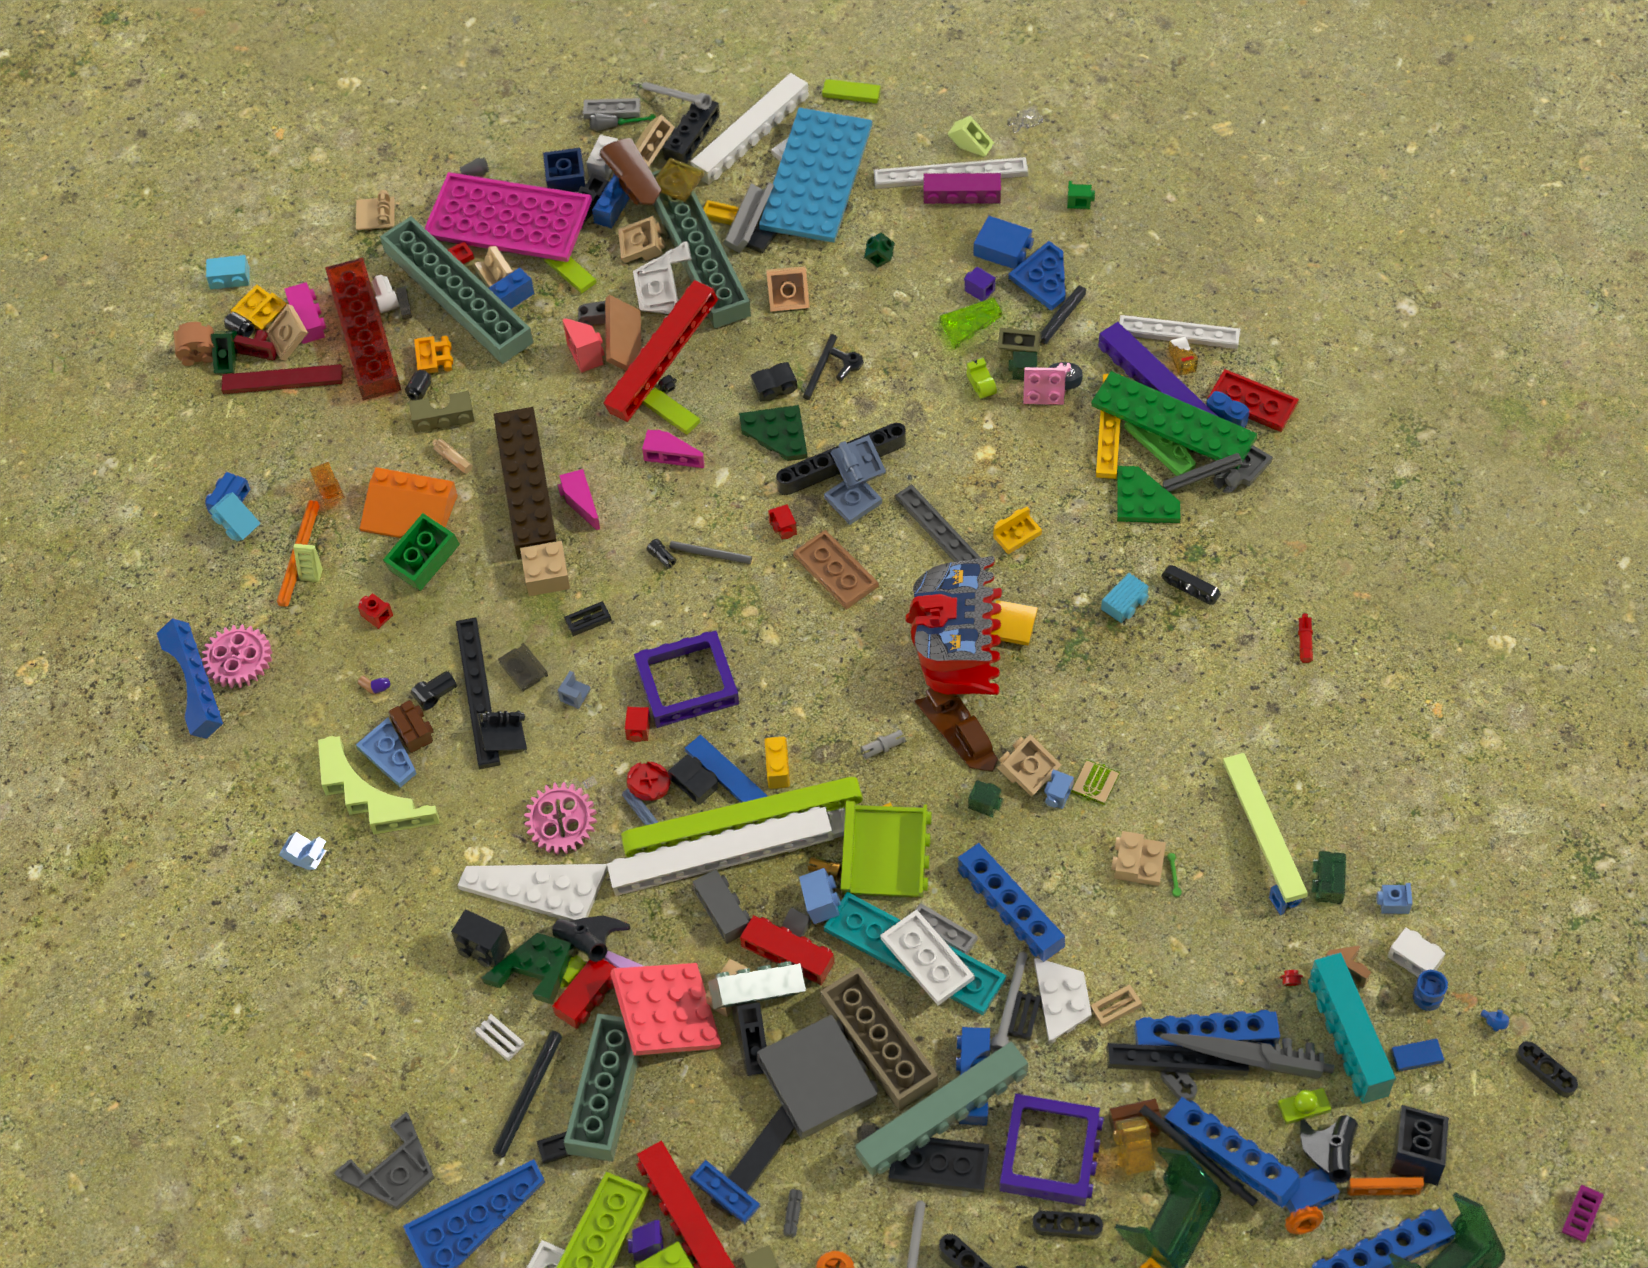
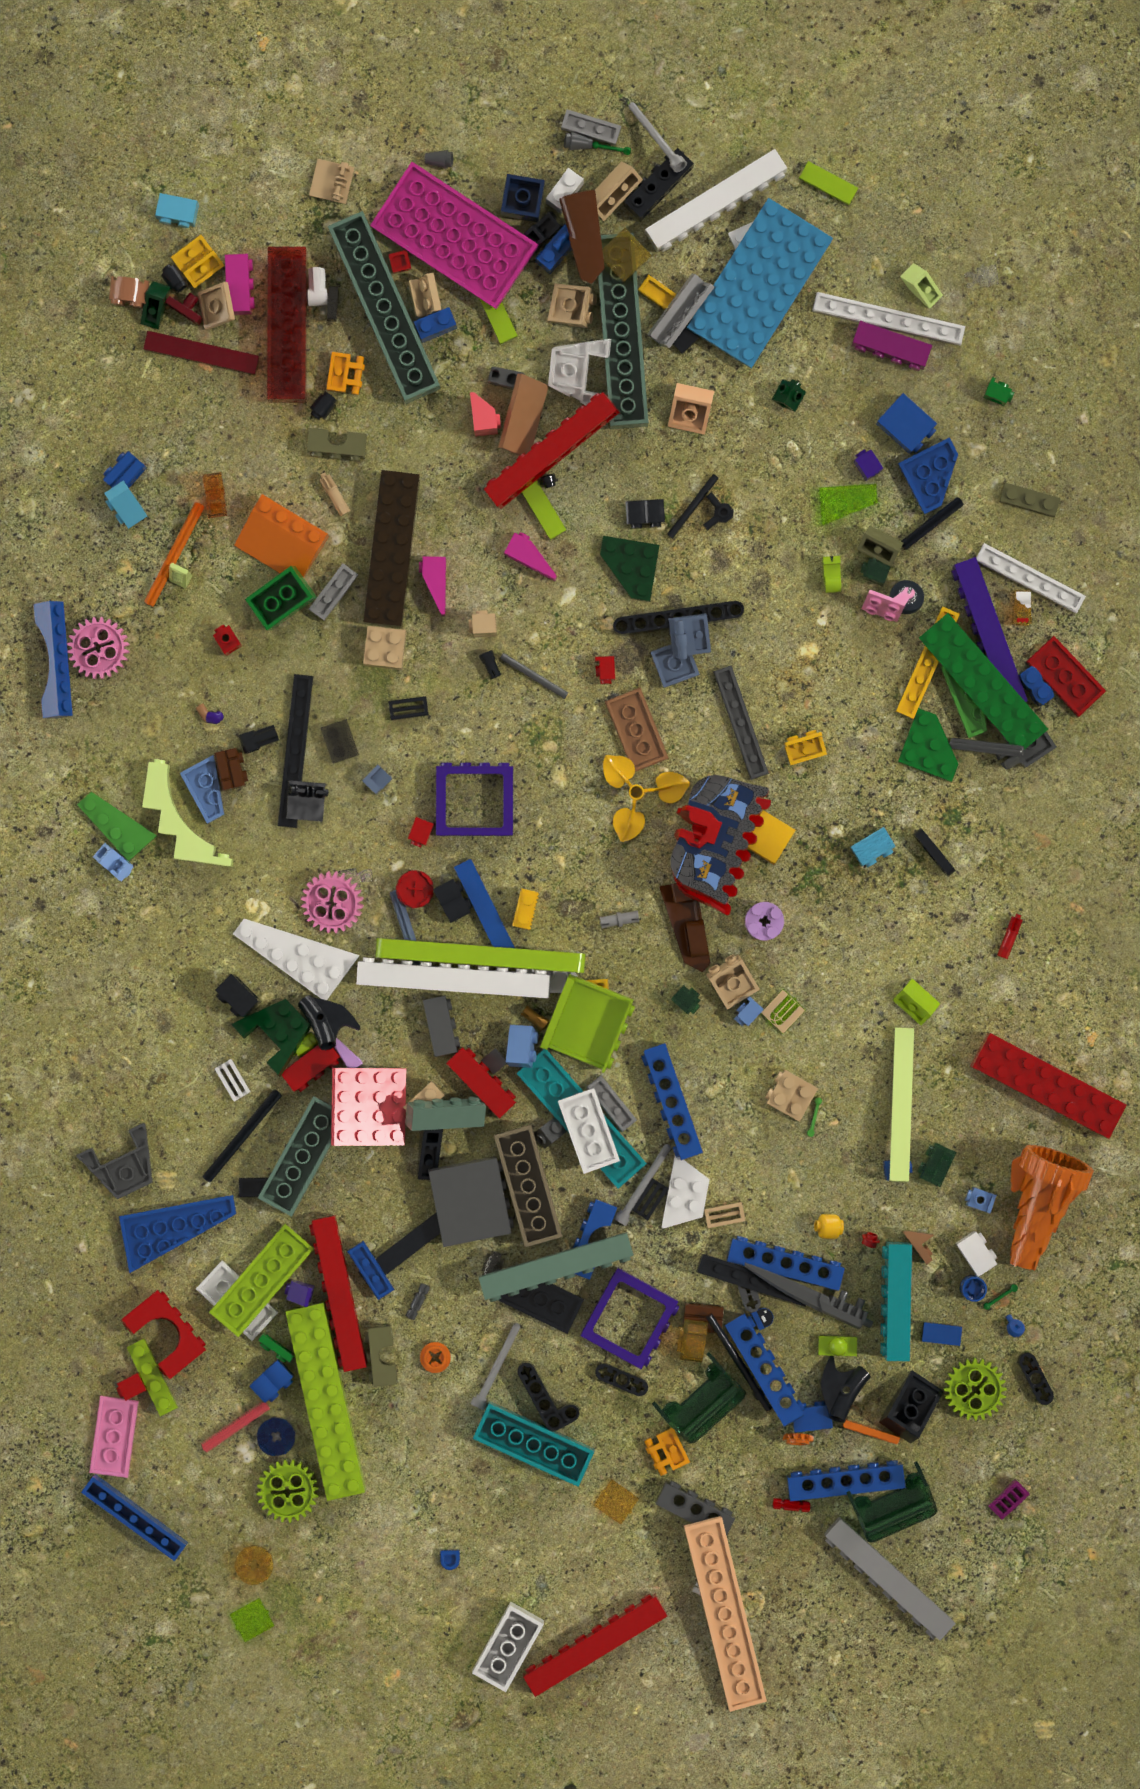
camera: 15 degrees right, 30 degrees up
(298, 817) = (119, 828): none -> bright green wing
(476, 537) = (333, 592): none -> light grey plate
(642, 515) = (483, 624): none -> tan brick
(831, 606) = (618, 771): none -> yellow plant
(884, 977) = (549, 1132): none -> dark grey bracket
(1039, 697) = (774, 916): none -> lavender brick
(1149, 270) = (1029, 499): none -> olive plate
(1206, 1100) = (763, 1318): none -> tile
(1234, 728) = (916, 1002): none -> lime panel
(1239, 977) = (829, 1226): none -> yellow head
(1414, 762) = (1048, 1085): none -> red brick
(1465, 848) = (1048, 1186): none -> orange cone
(1475, 981) = (1013, 1288): none -> green hinge
(1505, 1109) = (987, 1401): none -> lime gear

